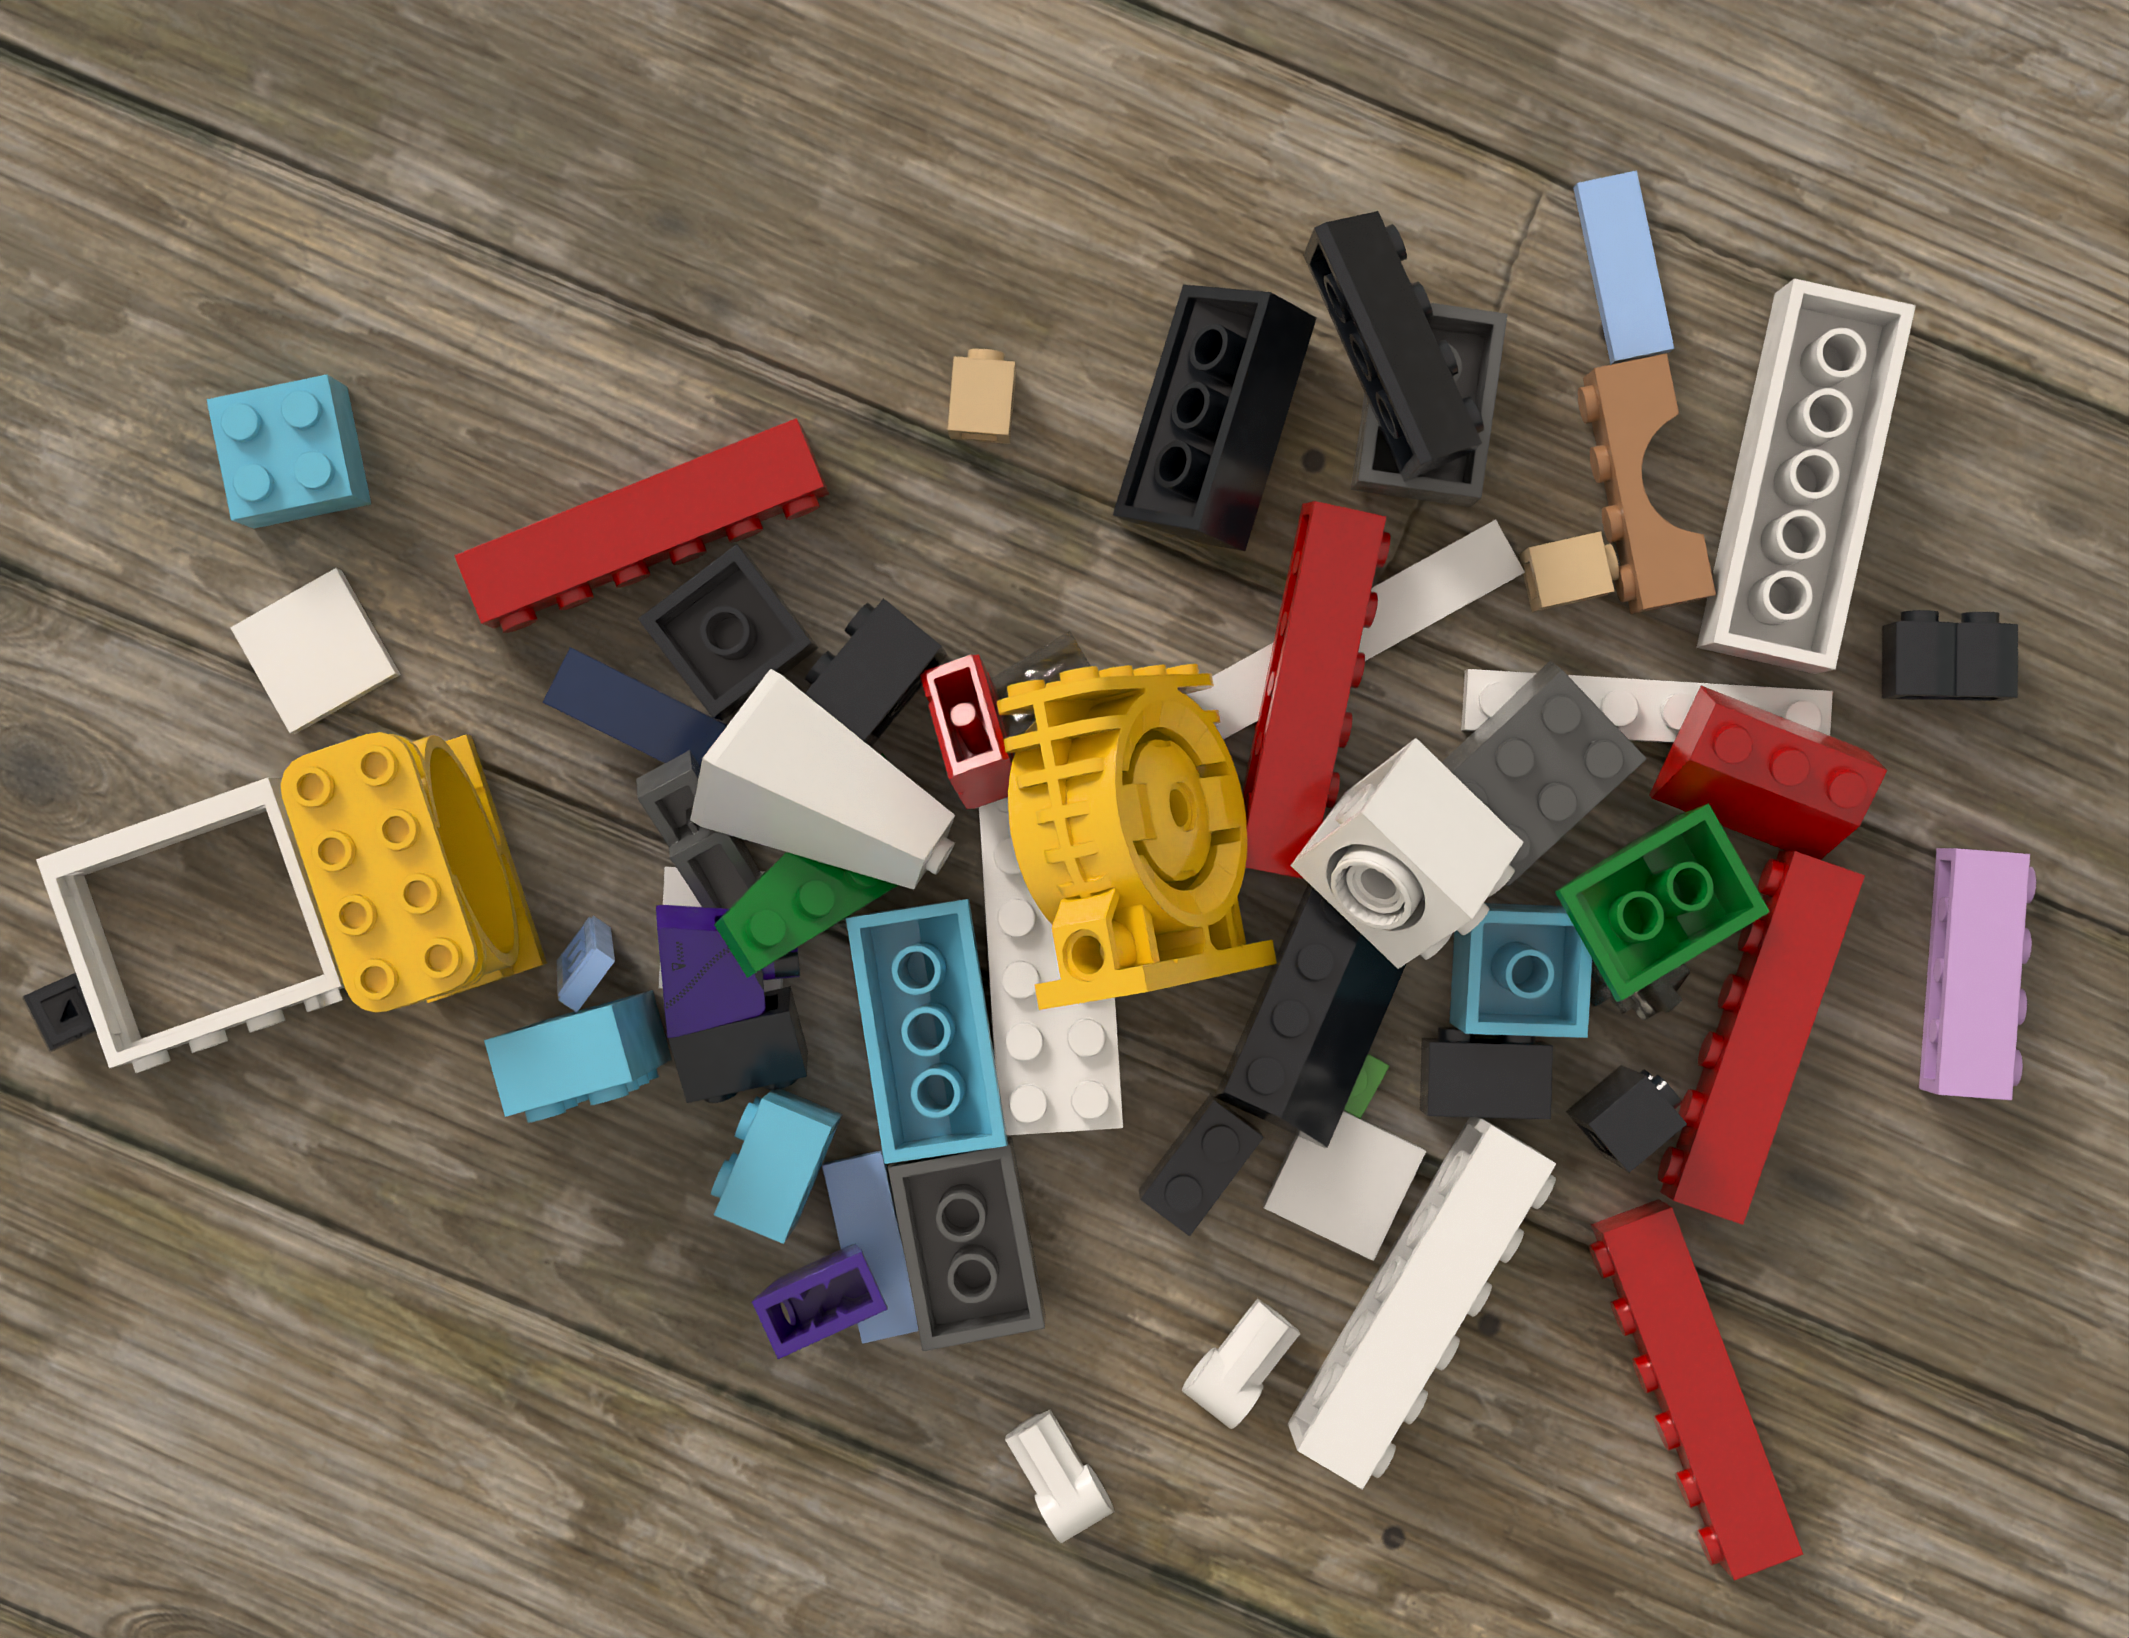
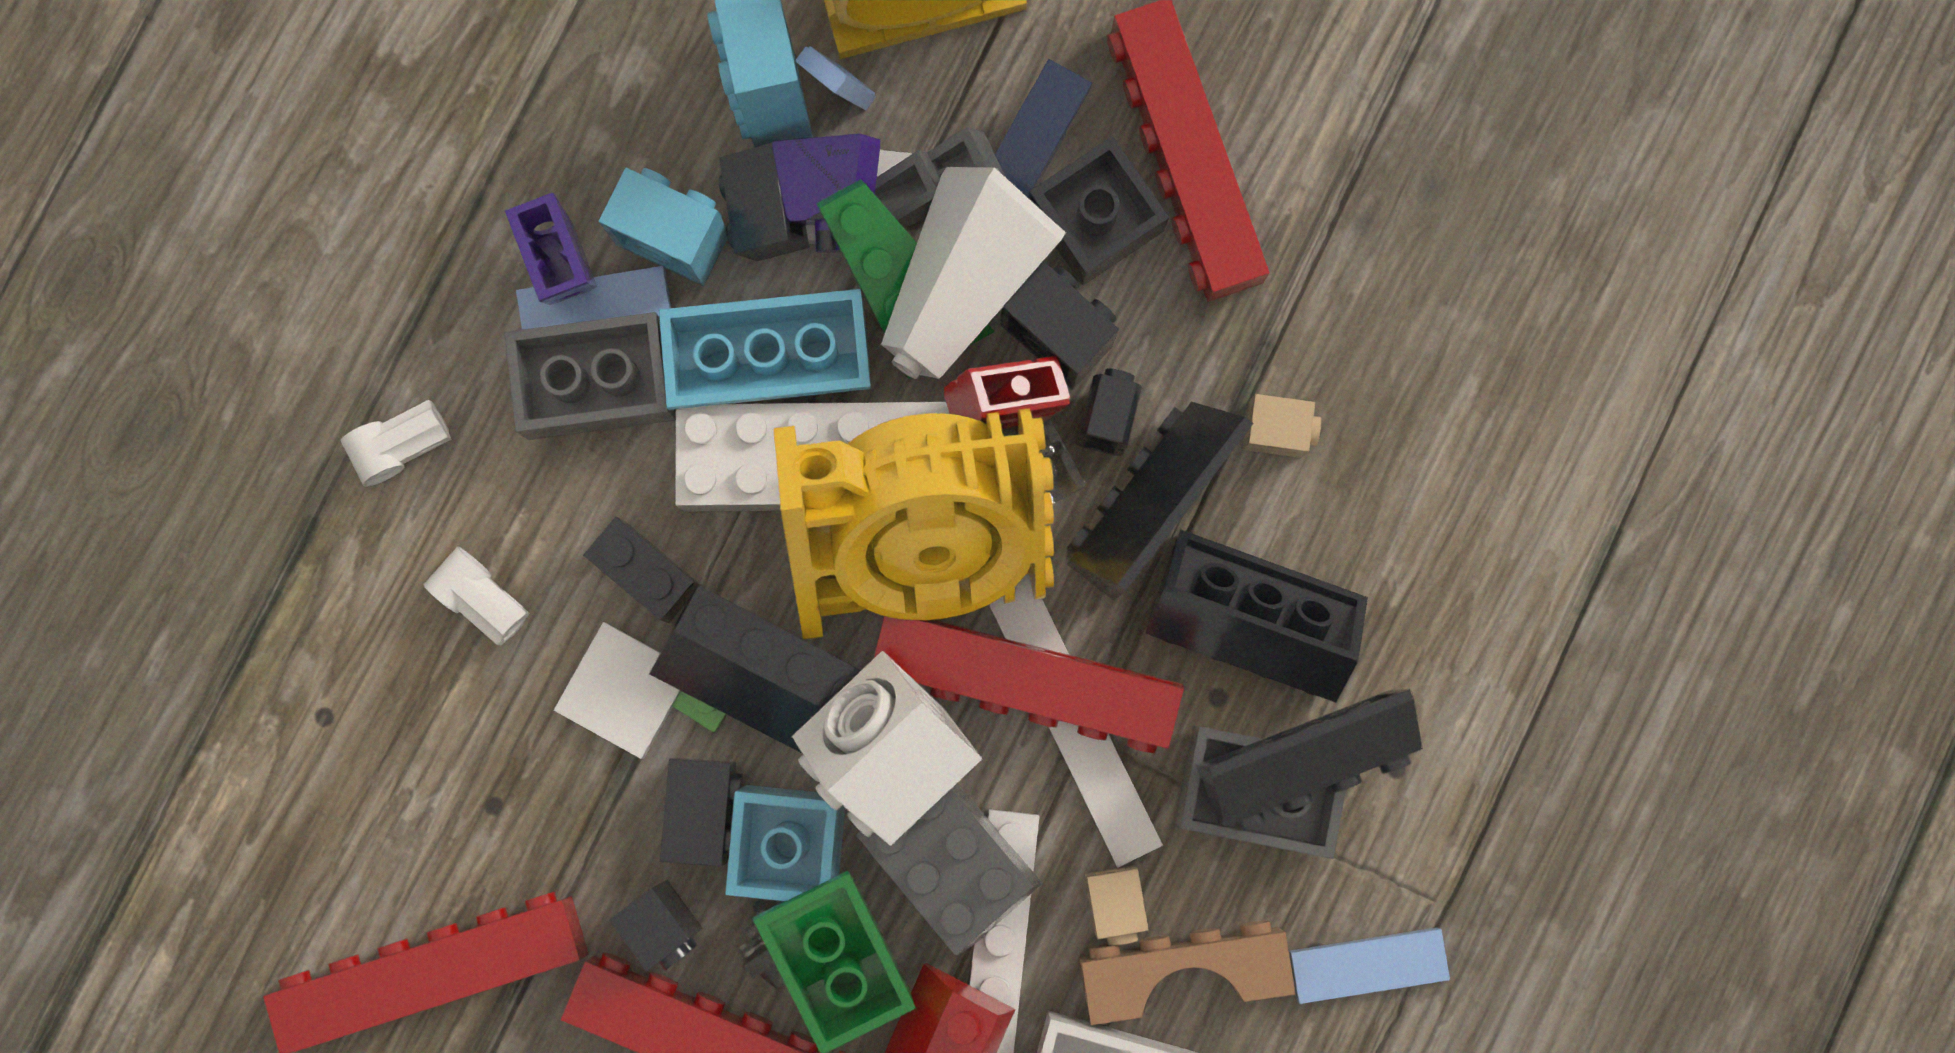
camera: 85 degrees right, 5 degrees down
(979, 606) = (1109, 412): none -> black brick
(1081, 543) = (1156, 496): none -> black slope
(1419, 1301) = (516, 743): white brick -> none

